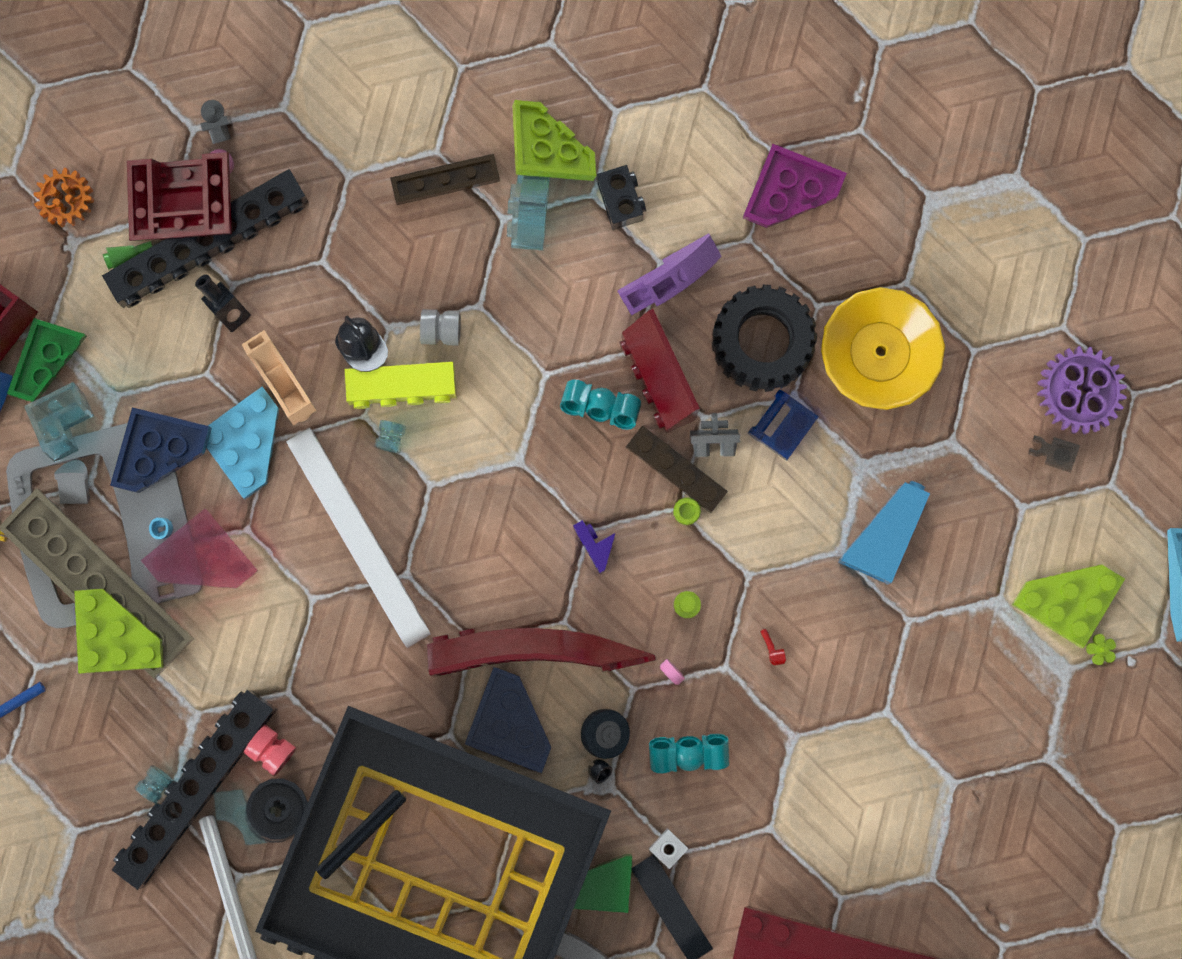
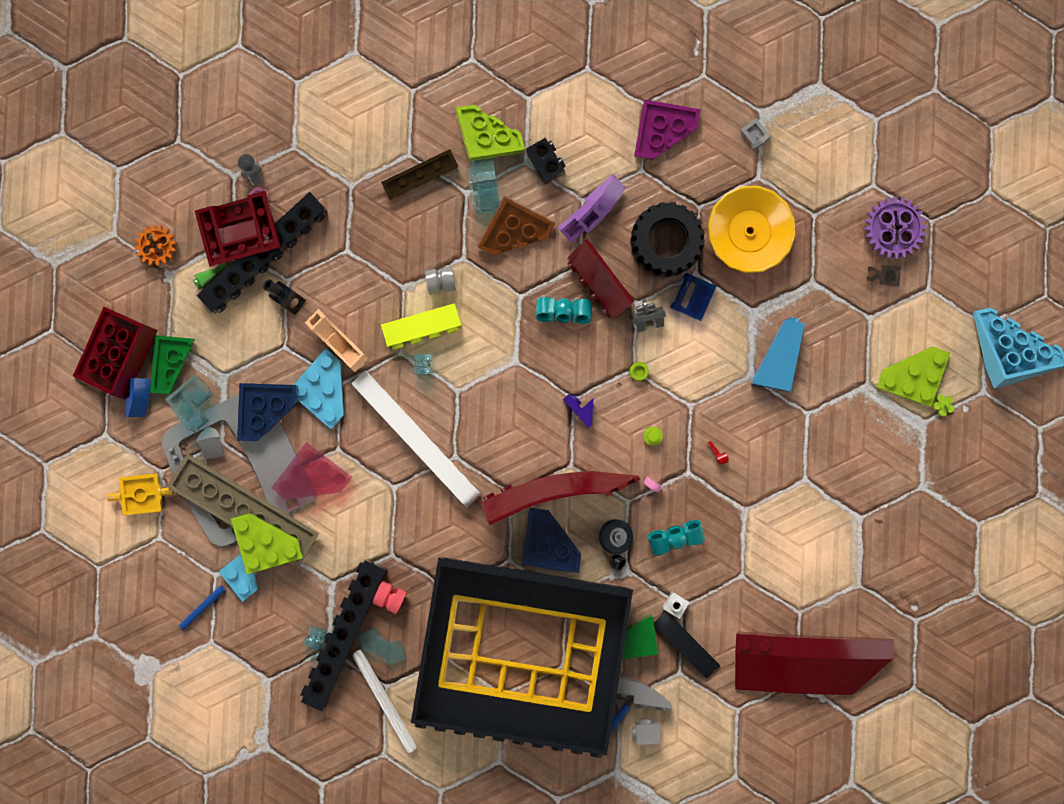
camera: 10 degrees left, 5 degrees up
(69, 686) = (238, 580): none -> medium azure wing
(159, 523) = (277, 458): medium azure hinge -> none
(272, 794) = (403, 626): black wheel -> none
(361, 344) = (388, 305): black piece -> none
(361, 834) = (467, 642): black axle -> none
(557, 278) = (514, 228): none -> dark orange plate
(676, 469) = (625, 343): dark brown plate -> none
(915, 223) = (755, 134): none -> light grey tile

